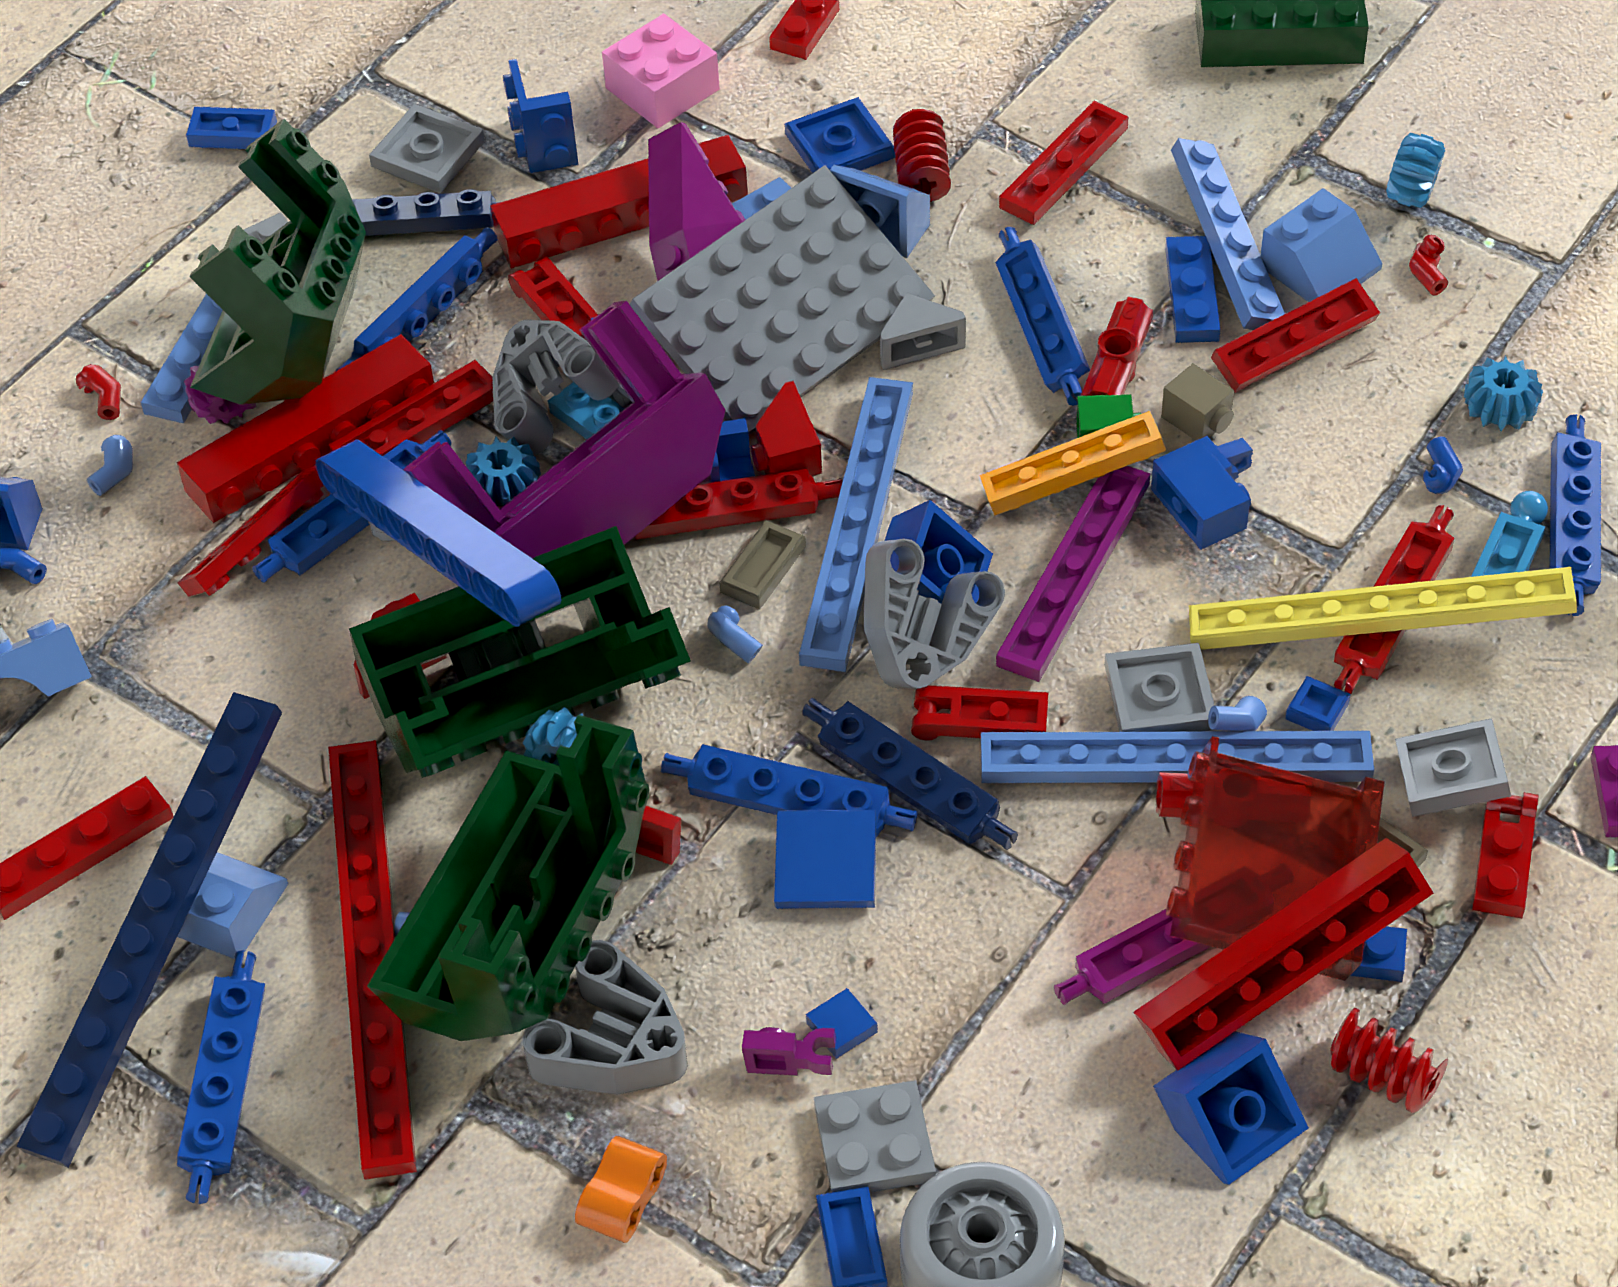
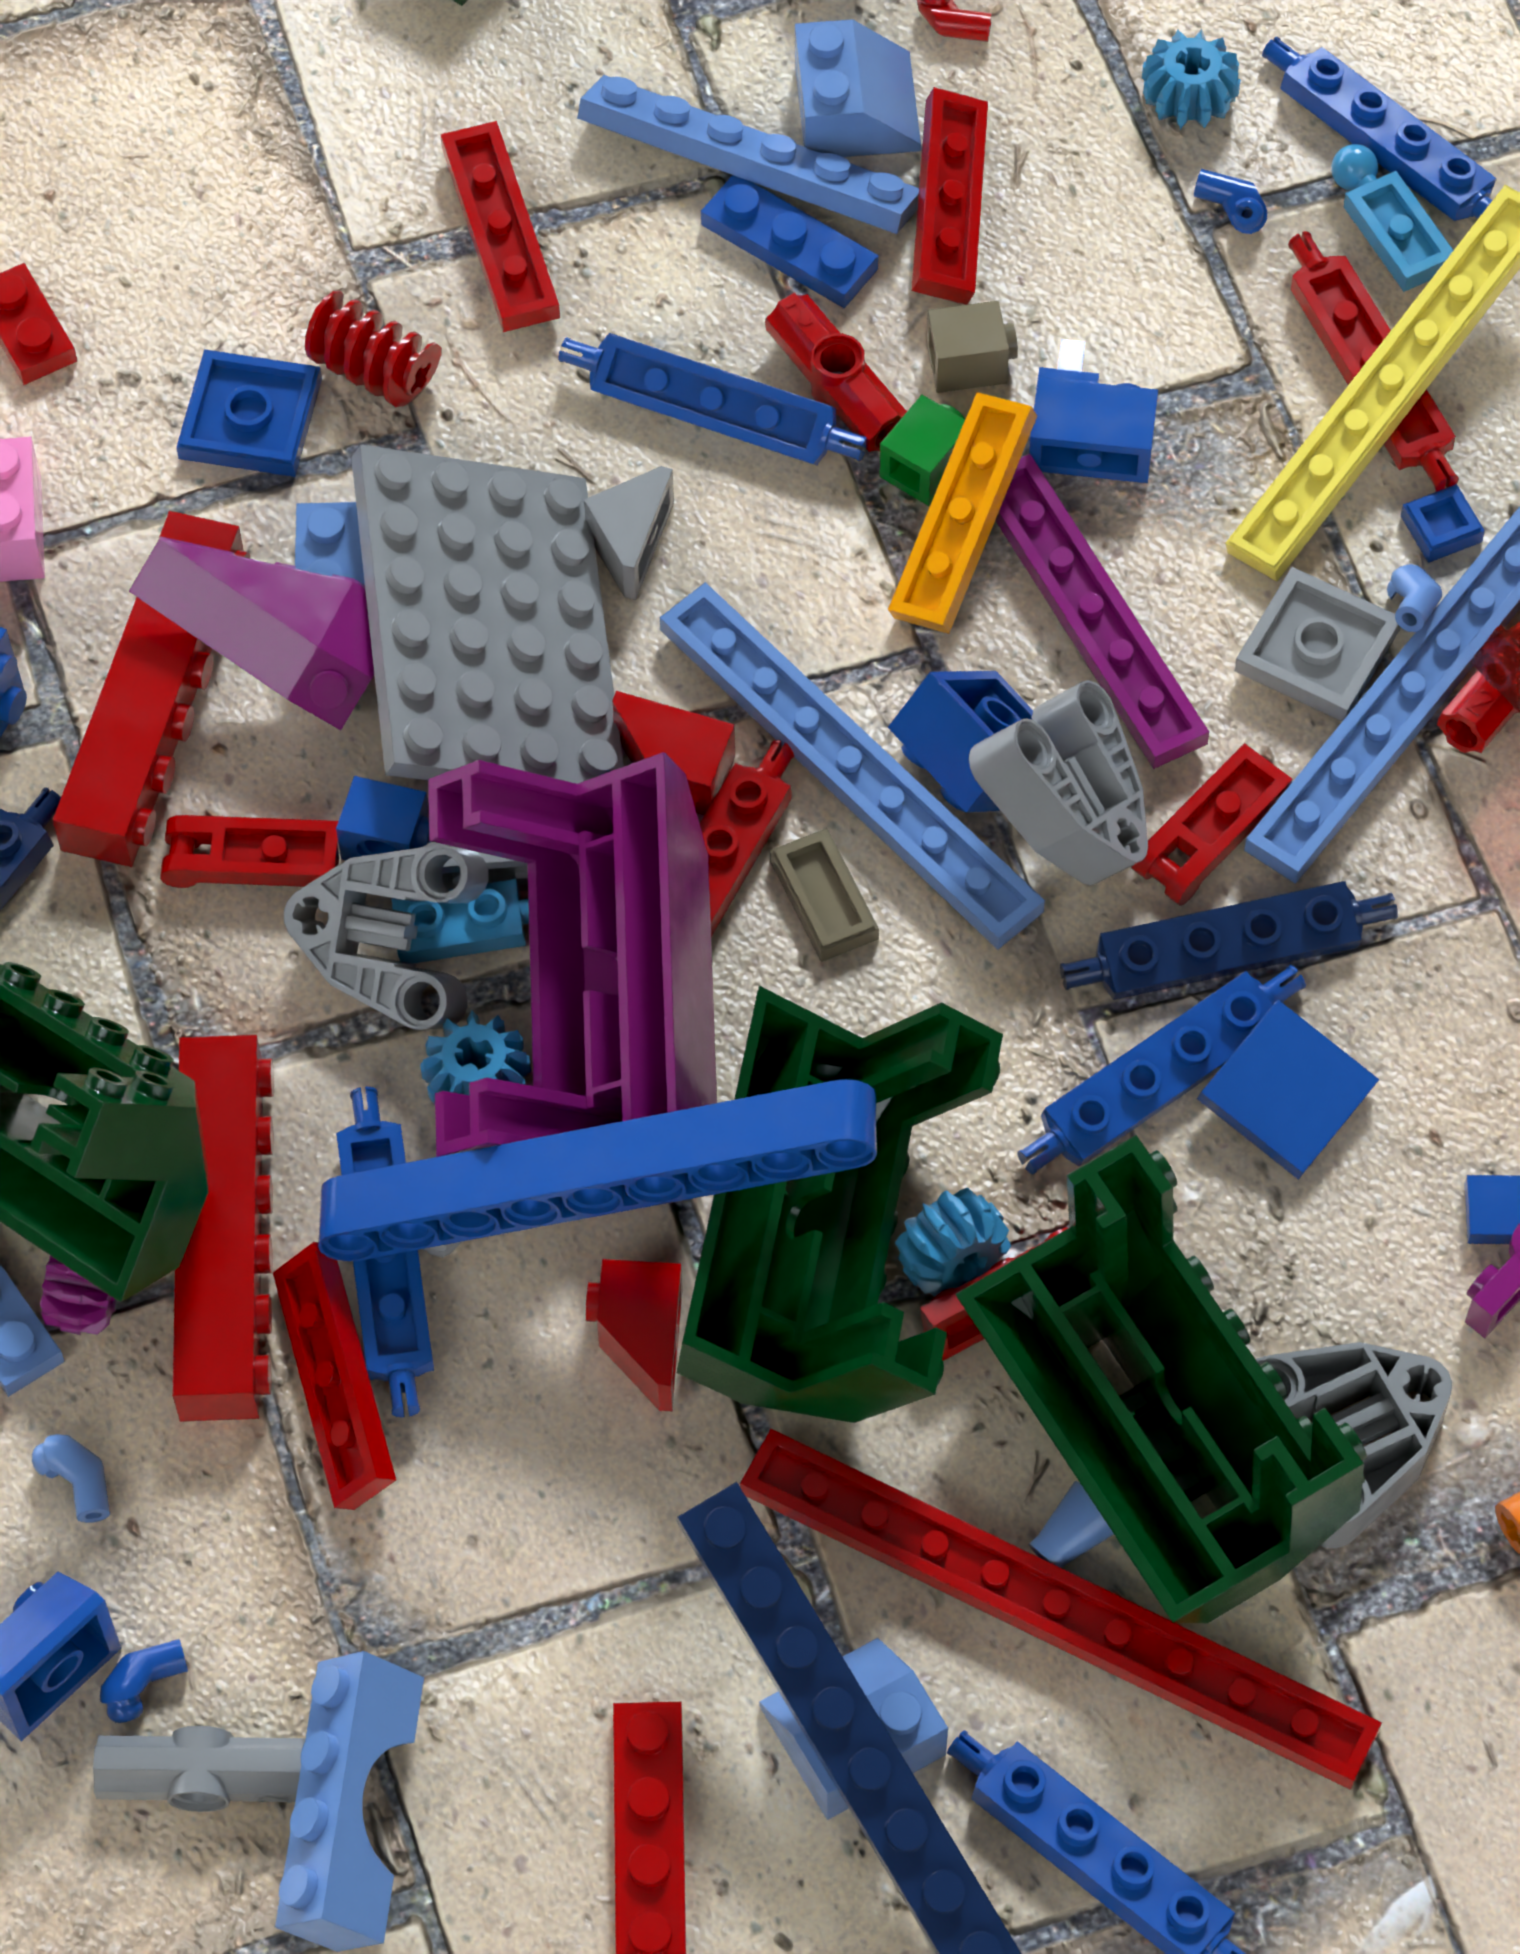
camera: 55 degrees left, 10 degrees up
(426, 411) = (303, 1102): red plate -> none
(428, 295) = (120, 961): blue plate -> none
(725, 628) = (885, 988): medium blue arm -> none
(894, 208) = (432, 422): medium blue slope -> none

